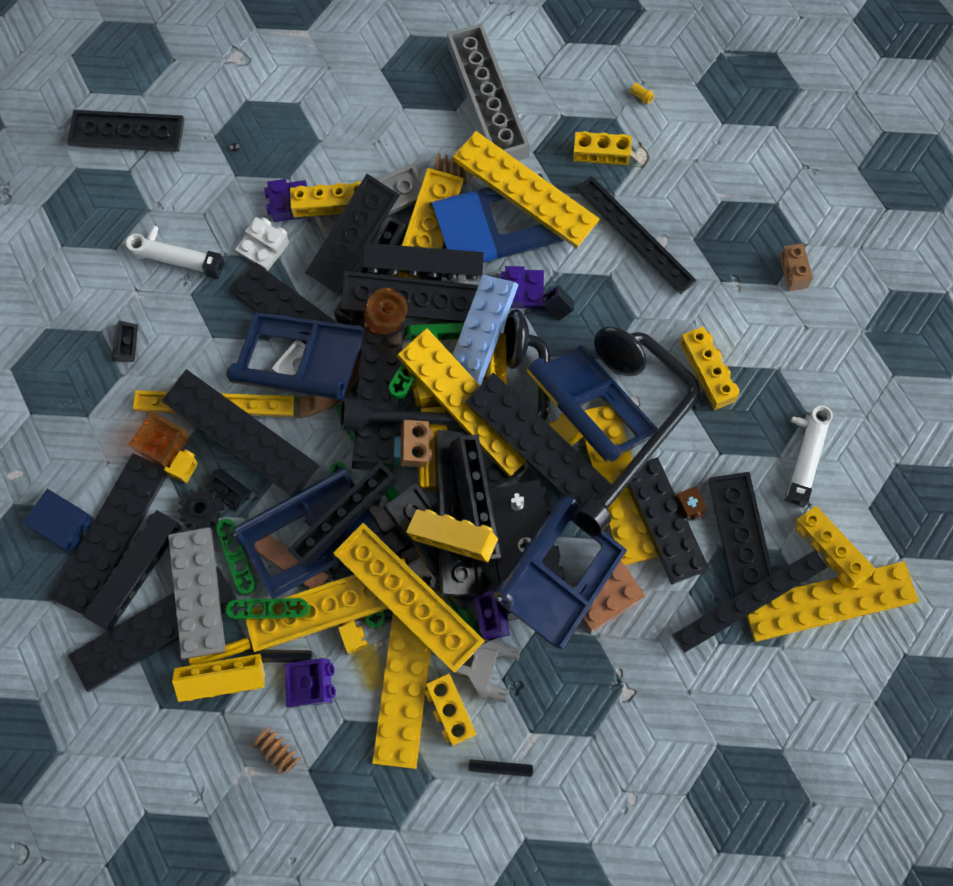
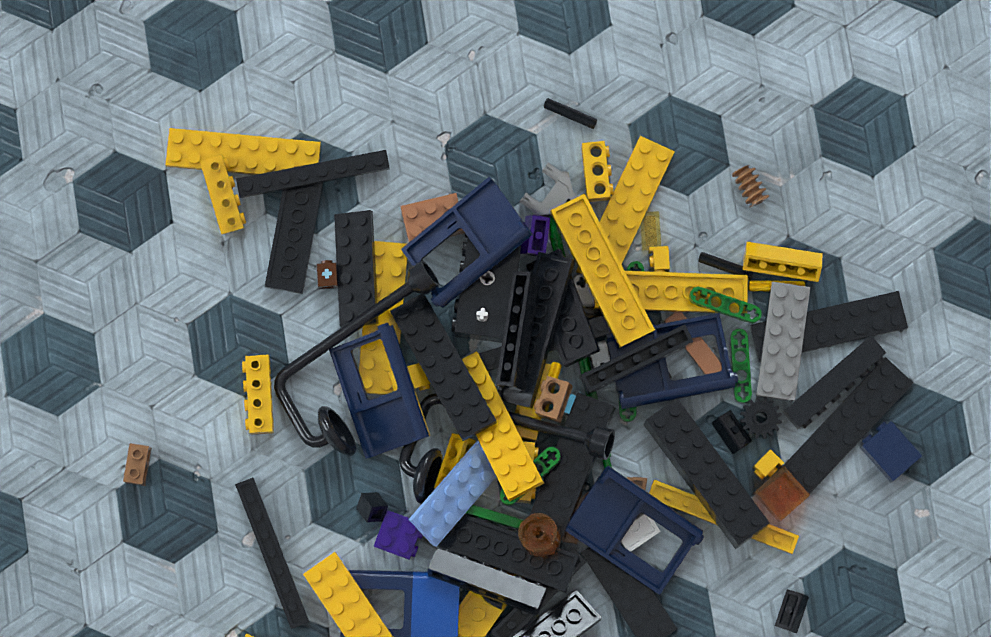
camera: 165 degrees left, 10 degrees up
(309, 683) = (707, 233): dark purple plate -> none
(452, 535) = (549, 298): yellow brick -> none
(806, 465) = (203, 285): white piece -> none

